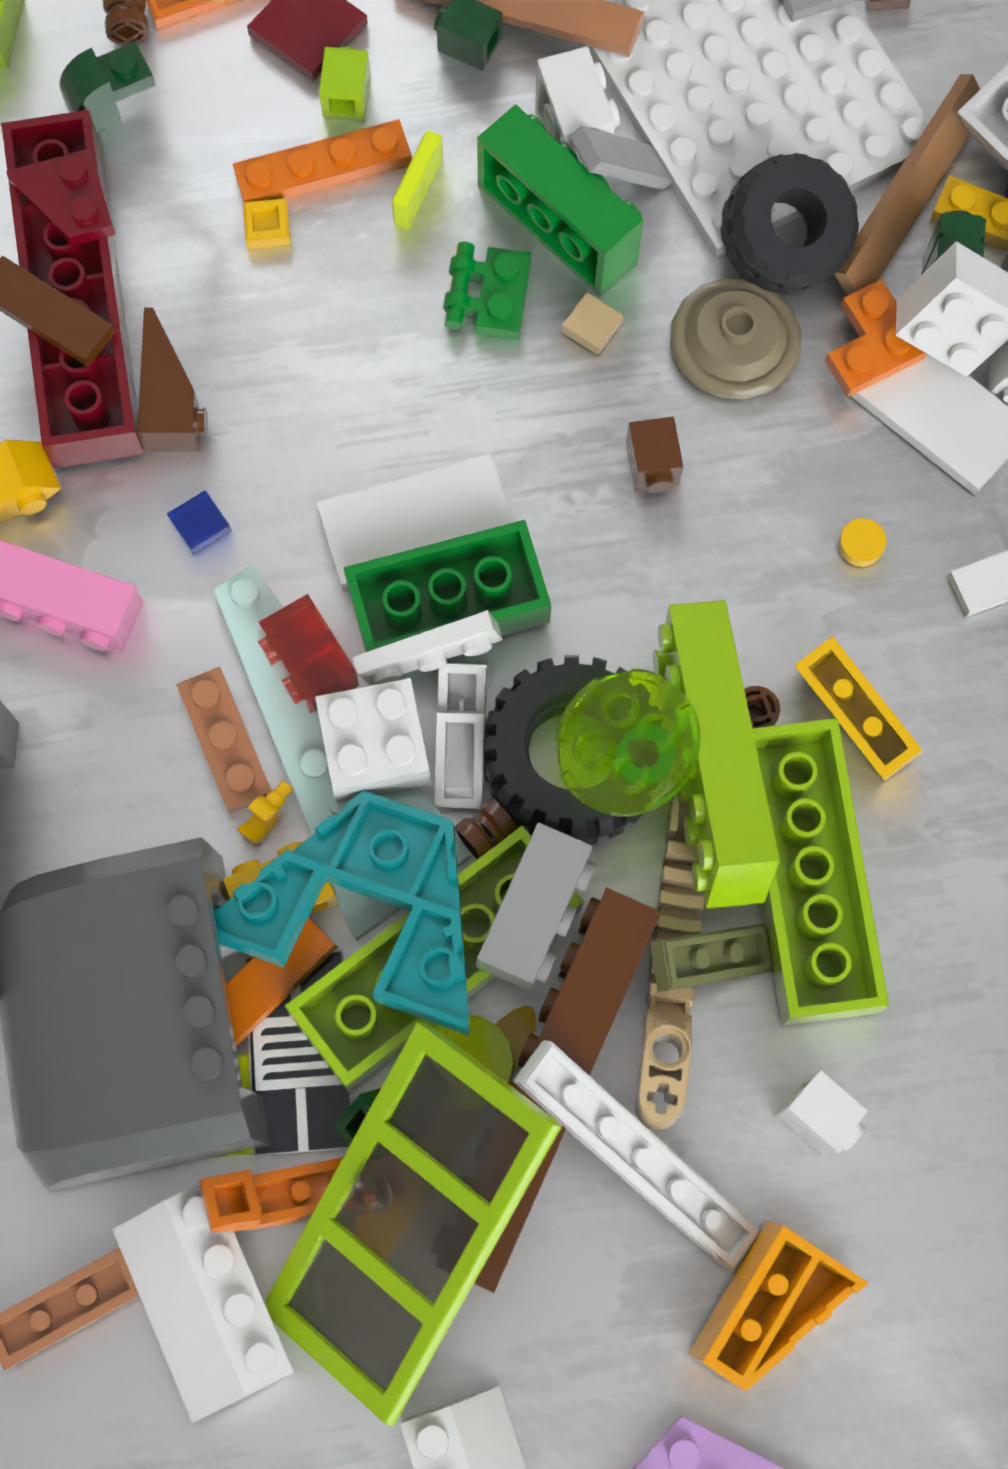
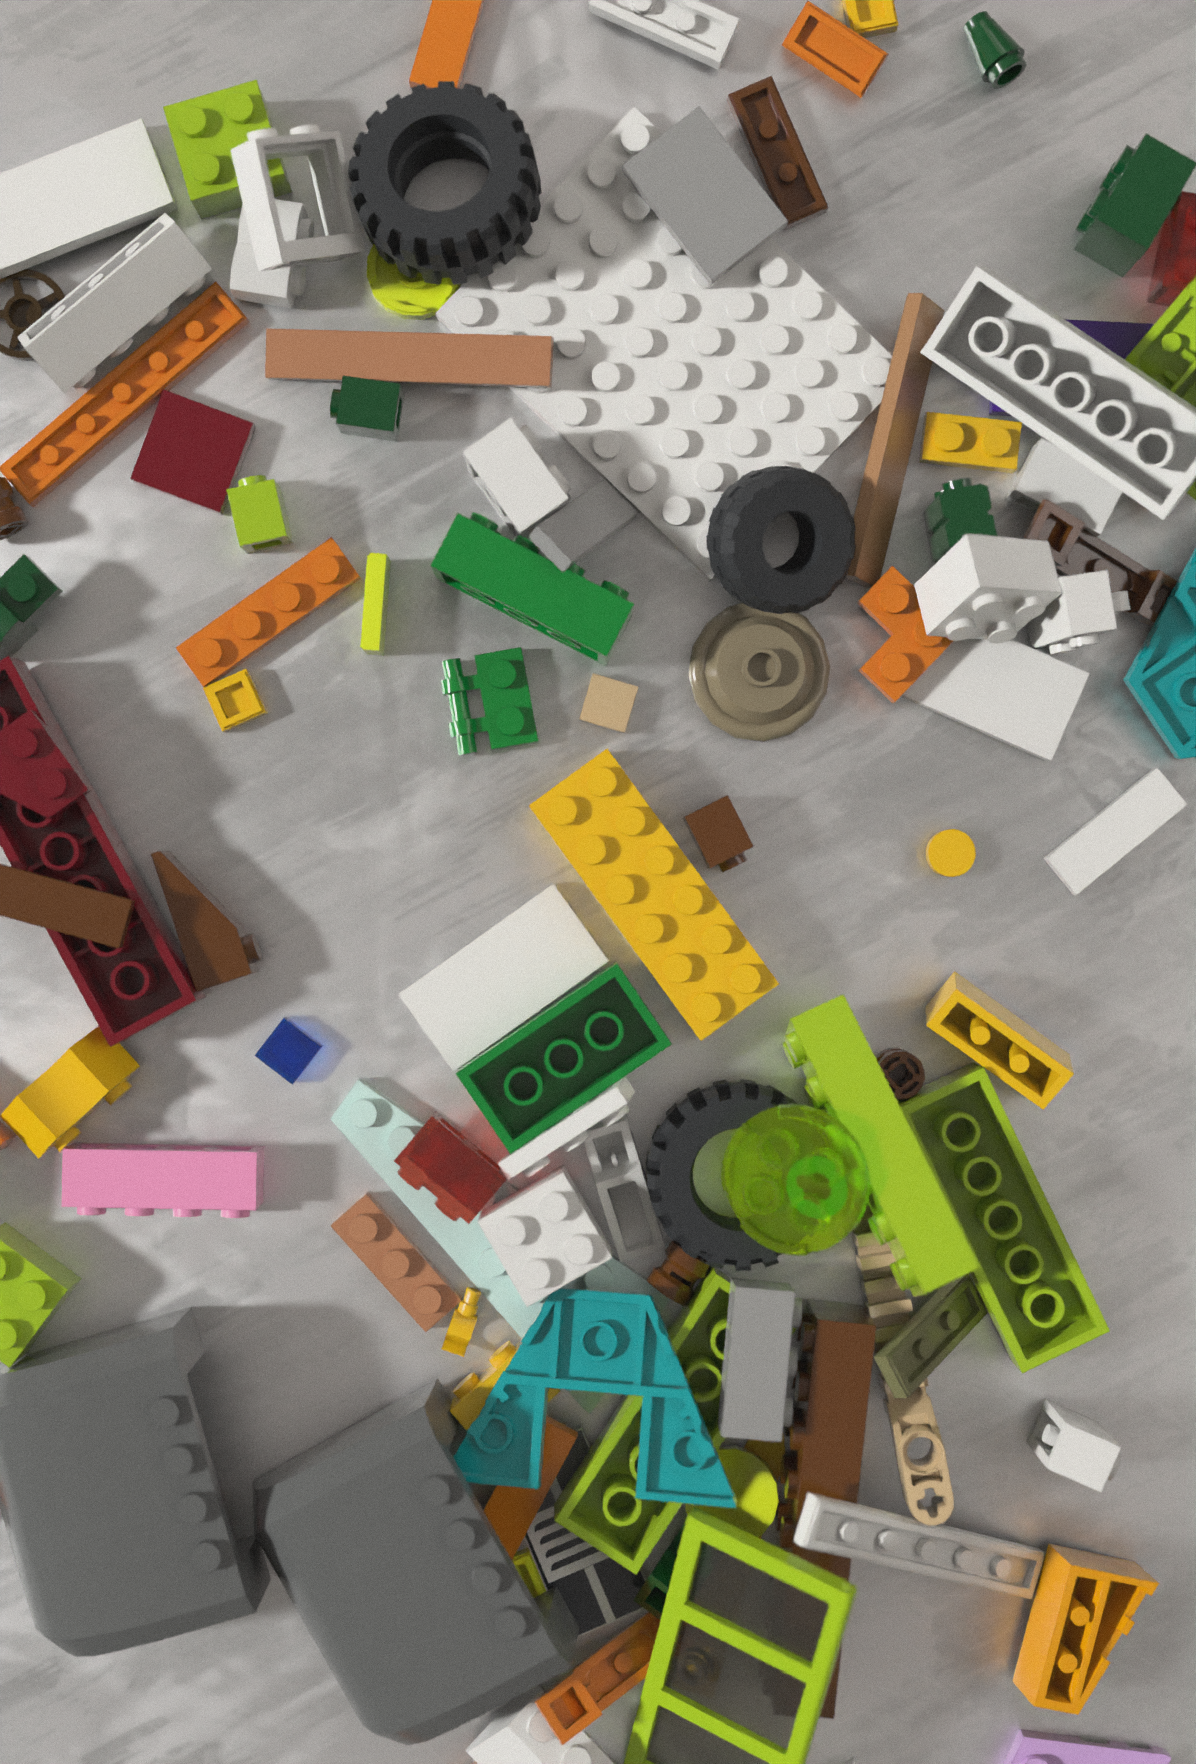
camera: 15 degrees left, 15 degrees up
(578, 487) = (653, 894): none -> yellow brick

